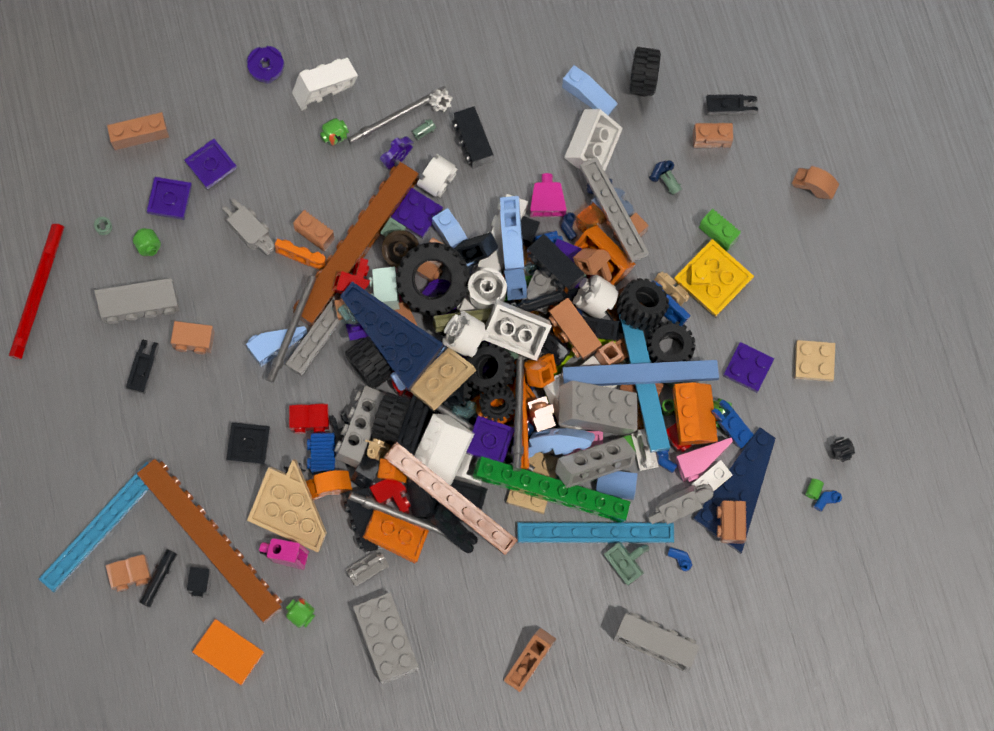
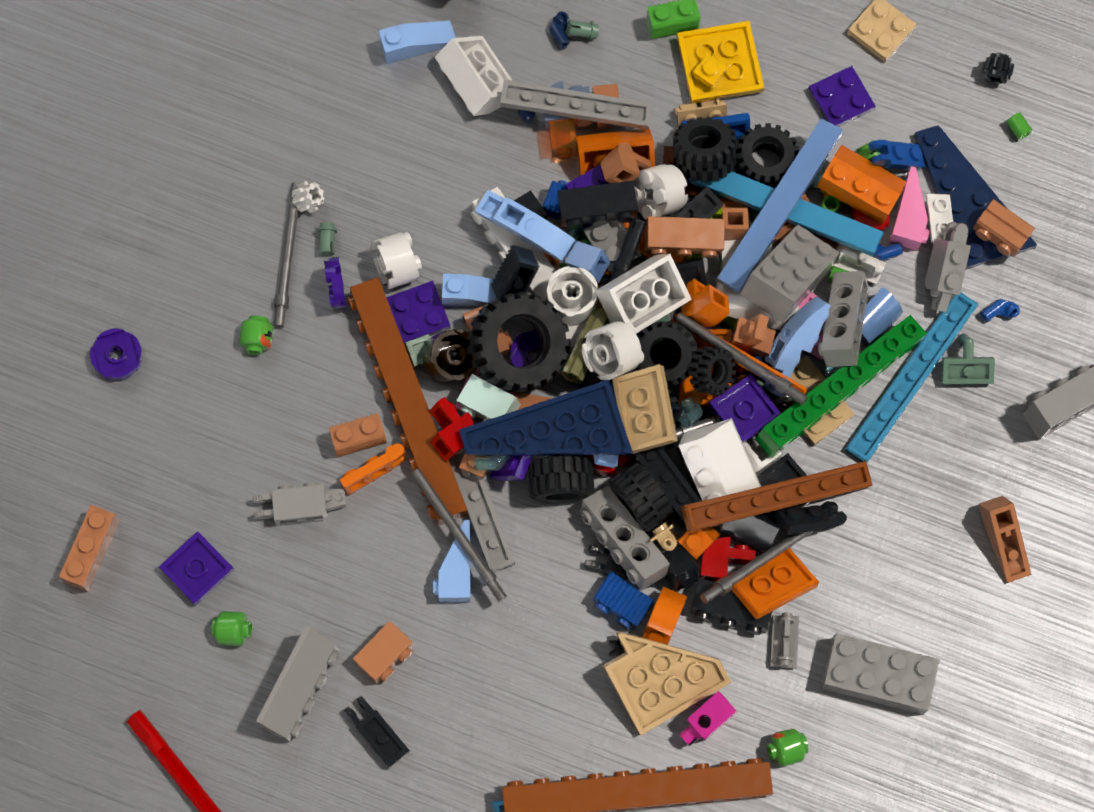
camera: 55 degrees left, 0 degrees up
(97, 224) = (165, 669): sand green bush -> none
(210, 164) = (190, 495): dark purple plate -> none
(248, 444) = (553, 674): black plate -> none
(309, 417) = (571, 588): red brick -> none
(323, 80) = (189, 305): white wedge -> none
(472, 137) = (376, 193): black brick -> none
(547, 198) = (506, 165): dark pink torso -> none
(567, 224) = (550, 168): dark blue arm -> none
(827, 498) = (1037, 120): blue arm -> none

